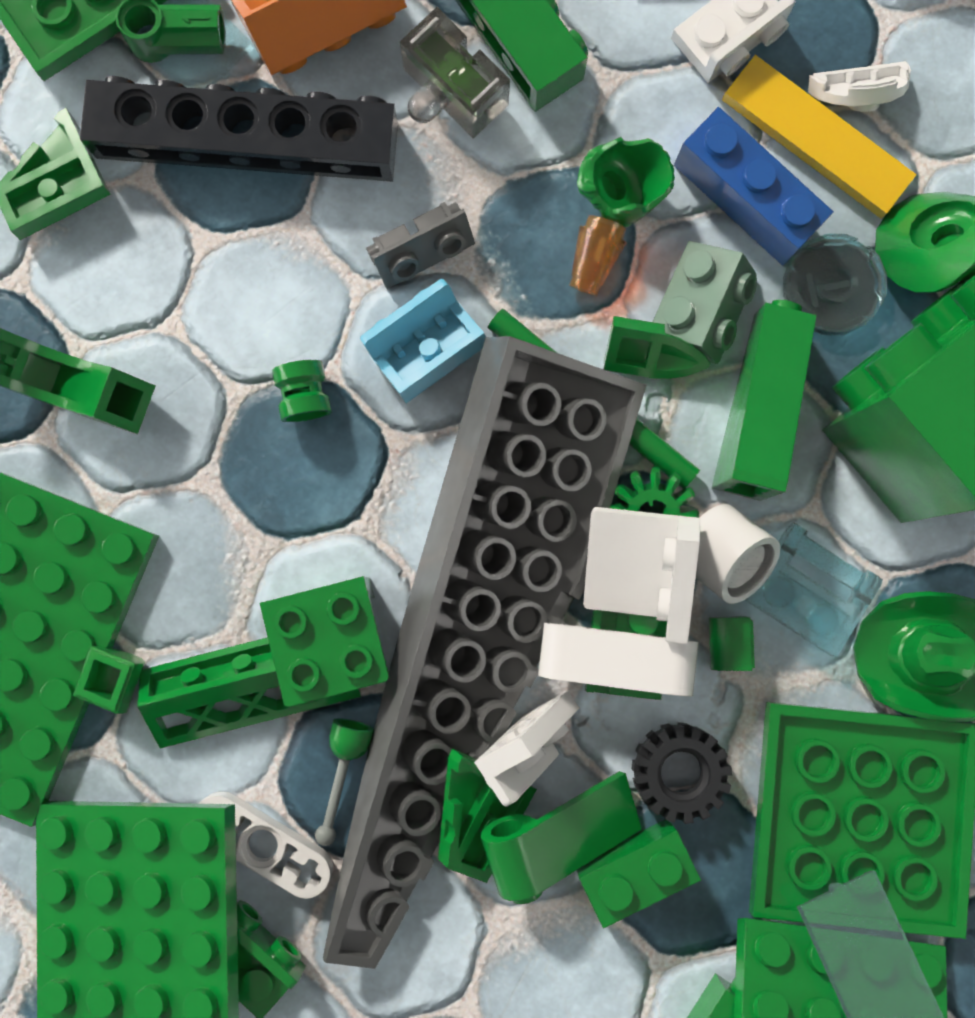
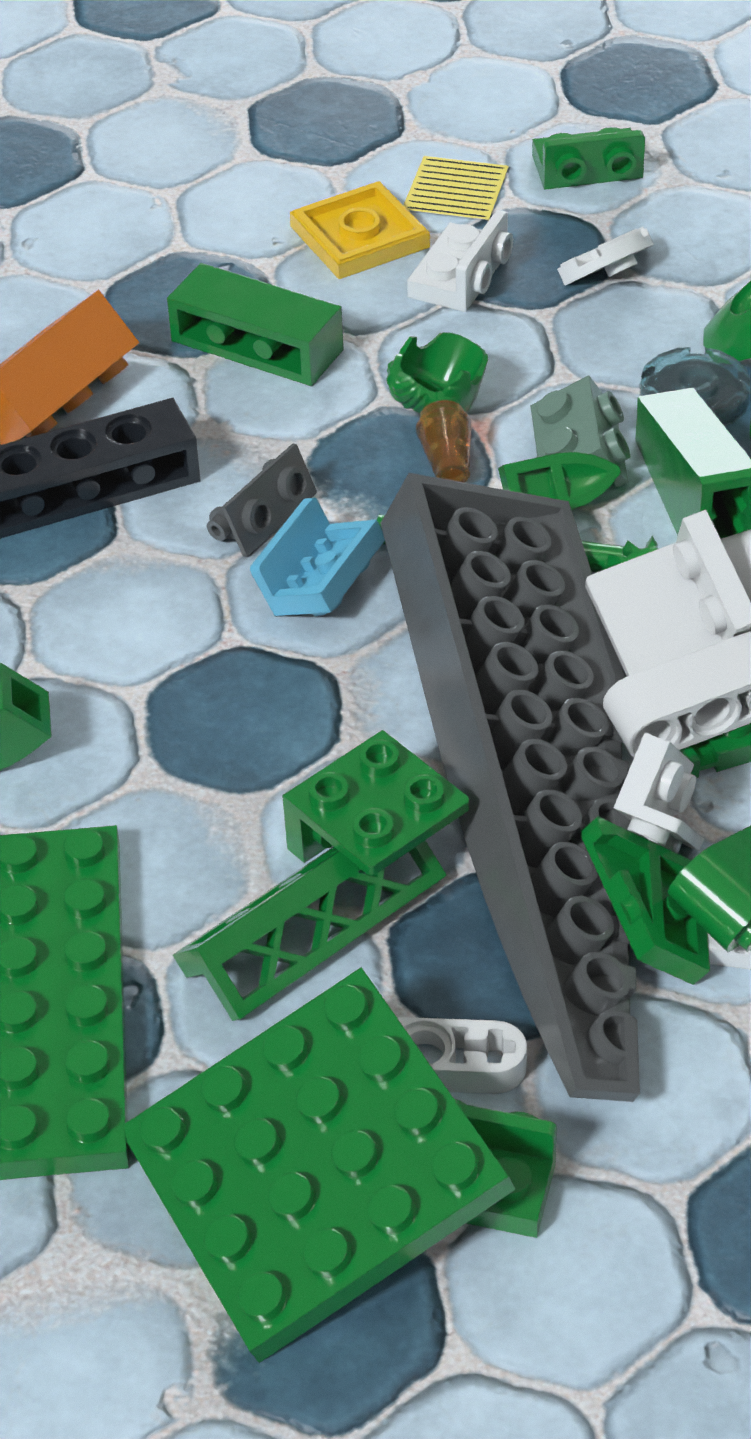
camera: 25 degrees left, 40 degrees down
(109, 678) = (143, 967): green brick -> none
(301, 390) = (215, 649): green wheel -> none
(348, 741) = (461, 910): hinge -> none
(450, 77) = (218, 366): clear smoke piece -> none
(751, 186) = (563, 341): blue brick -> none
(818, 136) = (598, 302): yellow tile -> none

